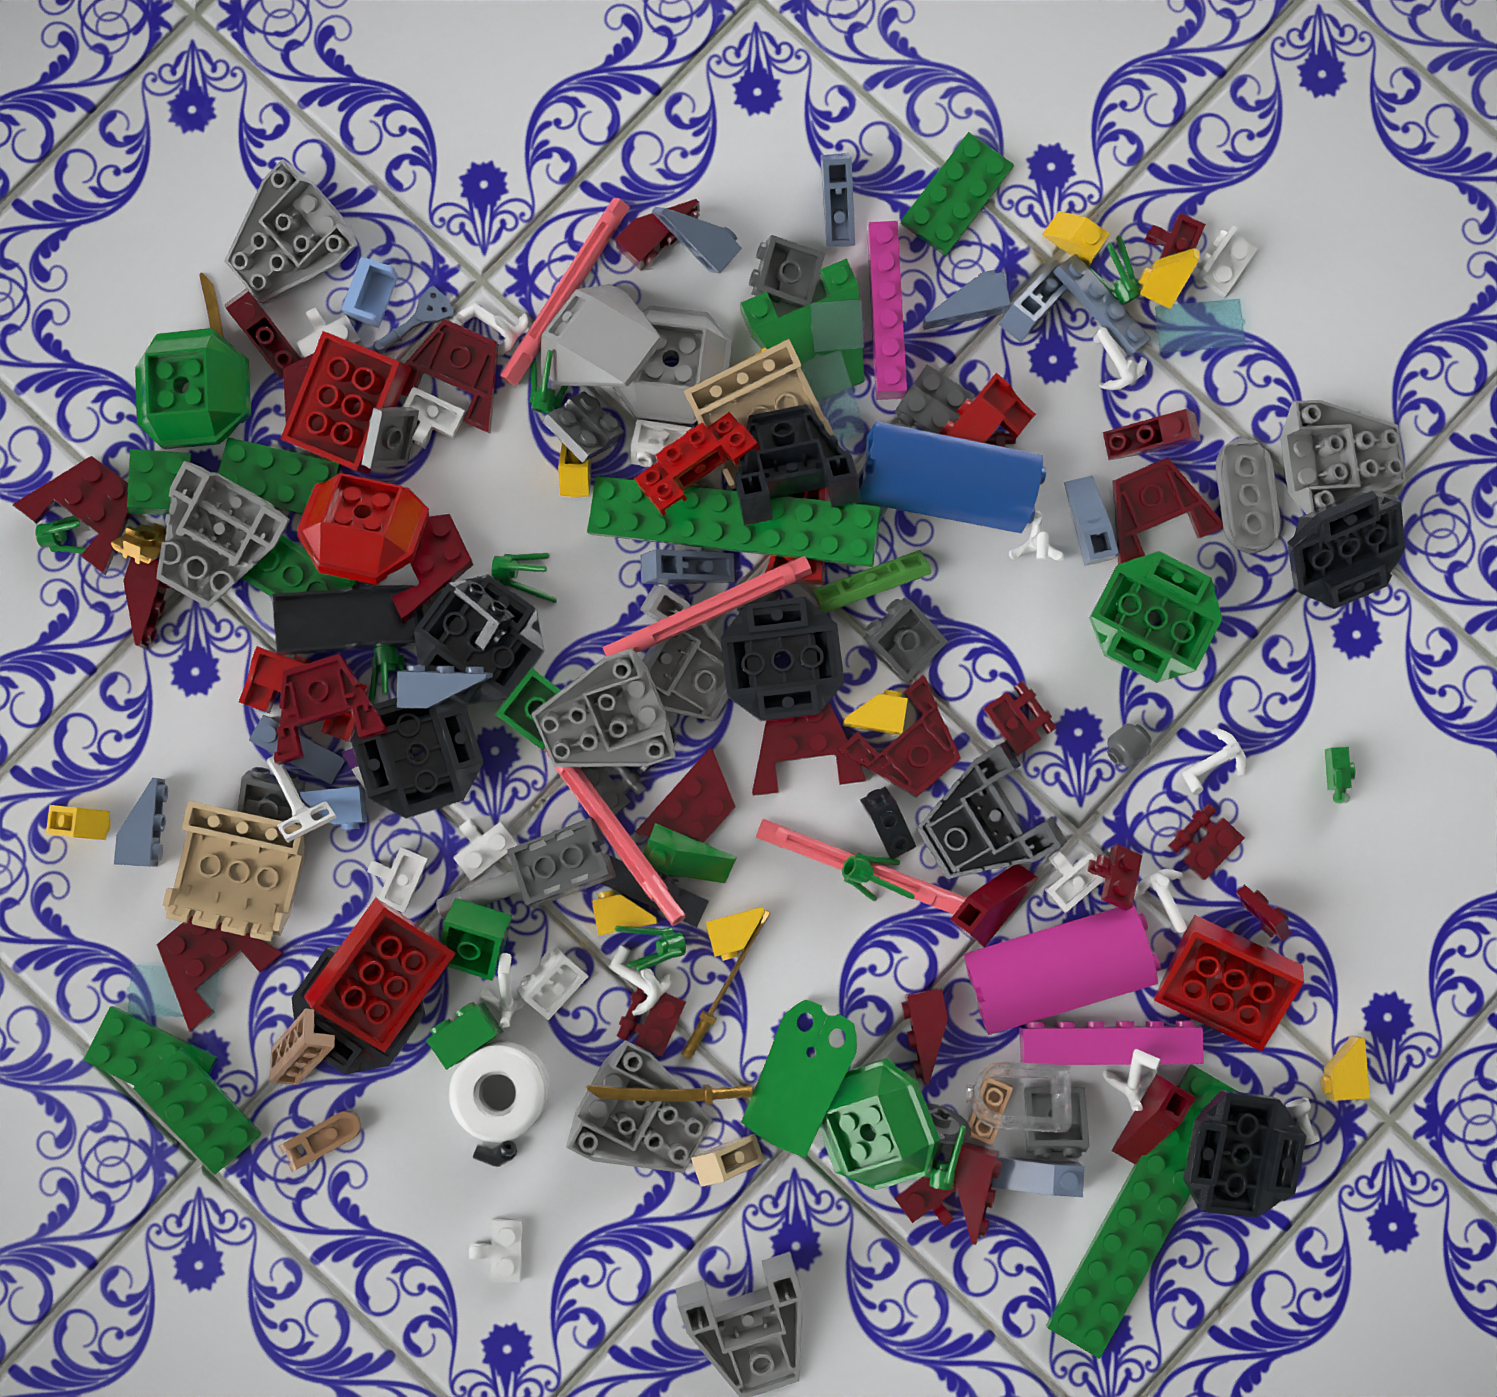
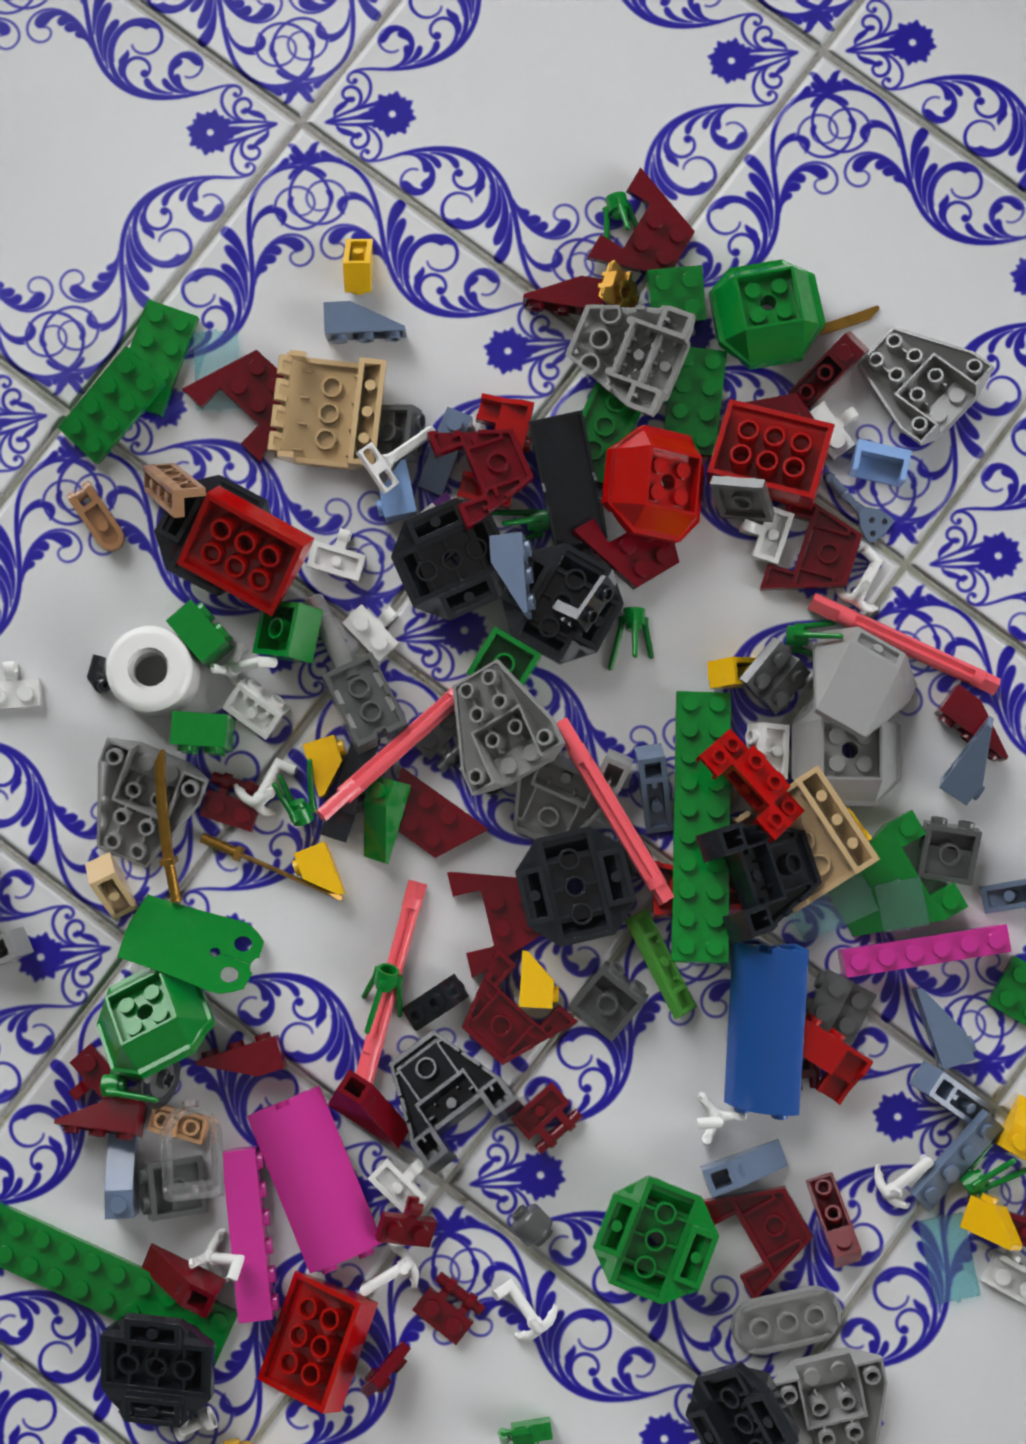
camera: 85 degrees right, 0 degrees up
(572, 1043) = (202, 732): none -> green brick

